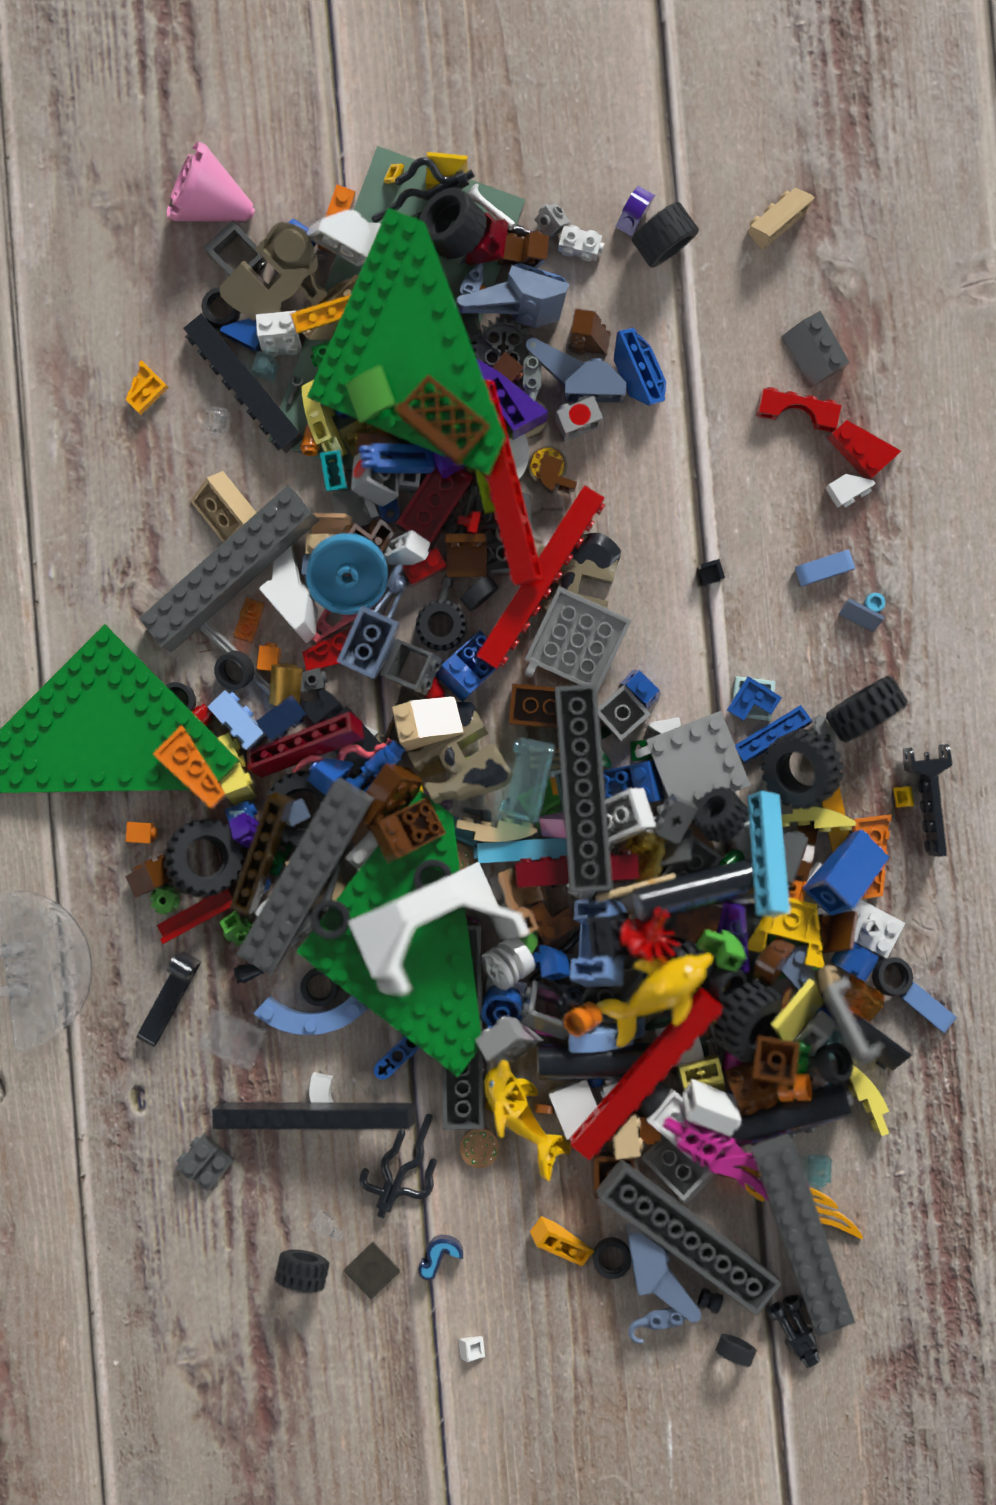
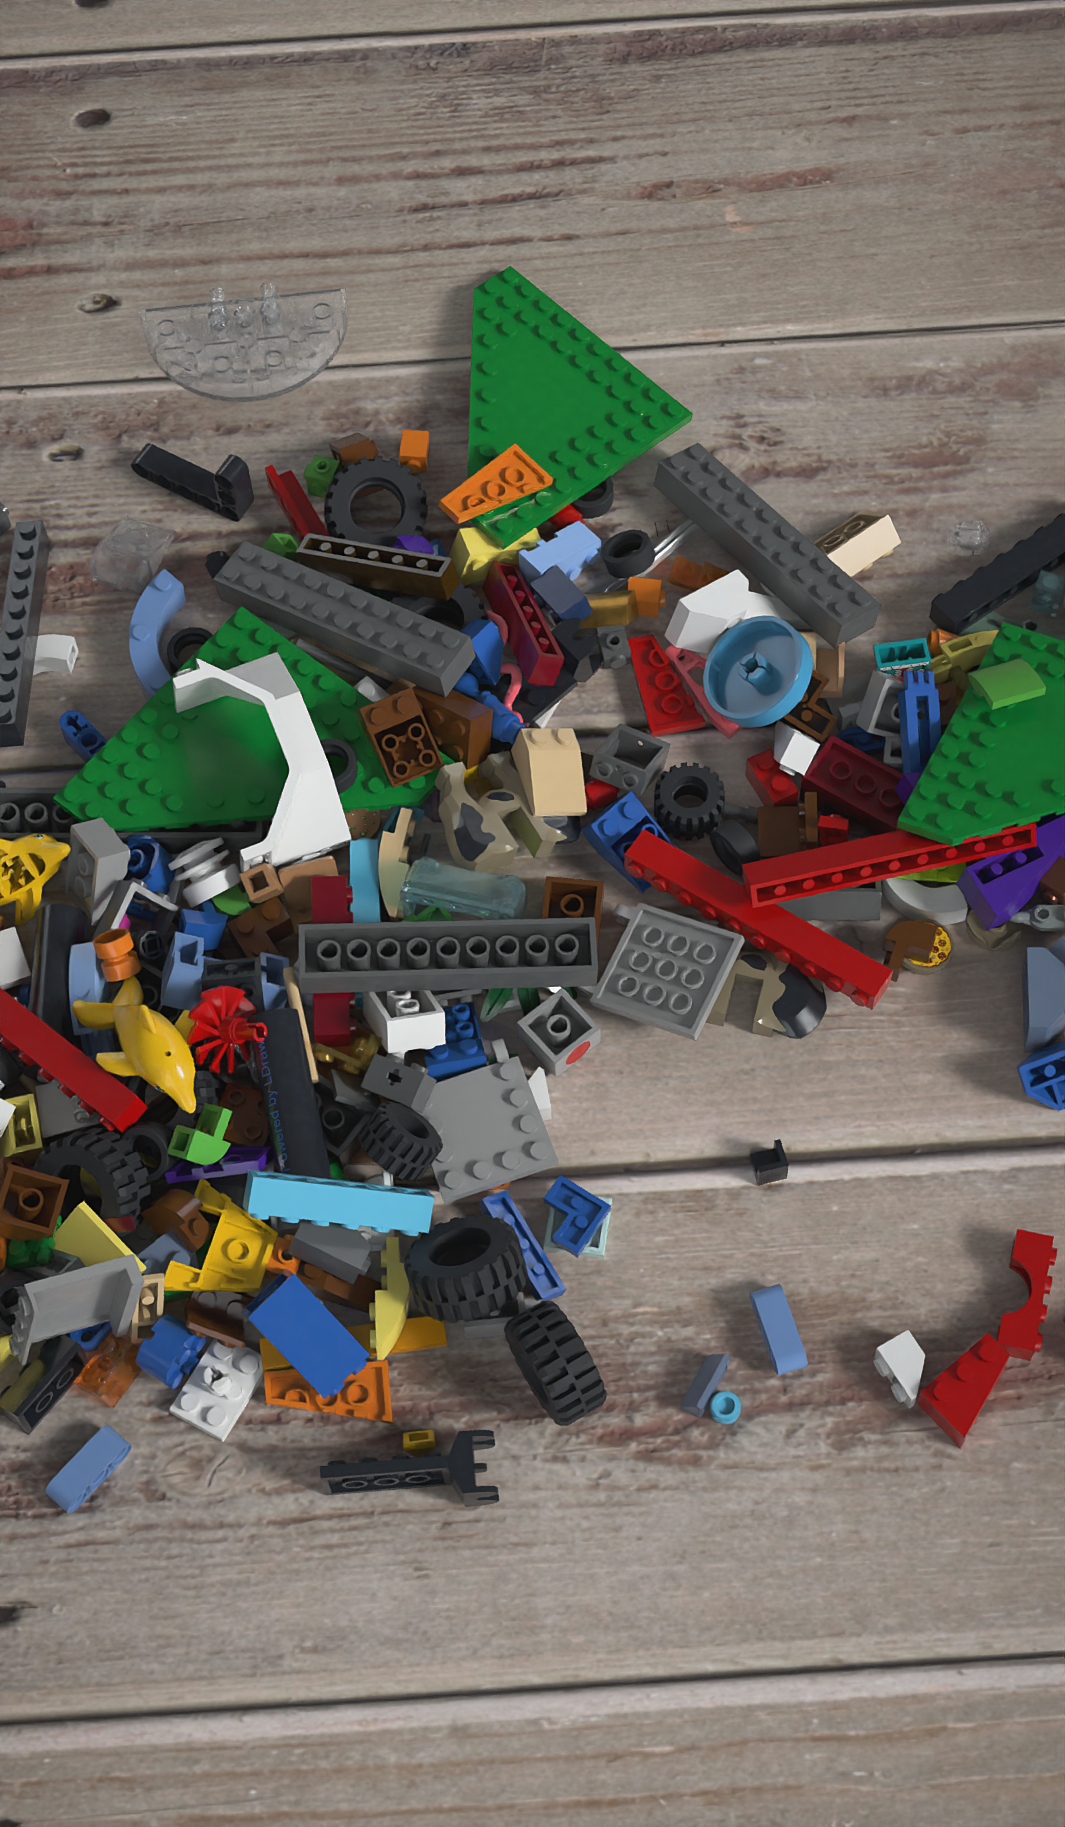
camera: 95 degrees right, 25 degrees down
(145, 389) = (1009, 458): light orange wing -> none
(298, 813) = (431, 609): sand blue tile -> none
(315, 915) = (279, 622): black tyre -> none
(374, 633) = (675, 704): sand blue slope -> none
(433, 435) = (958, 741): reddish brown fence -> none
(578, 418) = (994, 977): light grey brick -> none
(641, 687) = (597, 1058): blue torso -> none
(906, 974) = (140, 1389): black tyre -> none

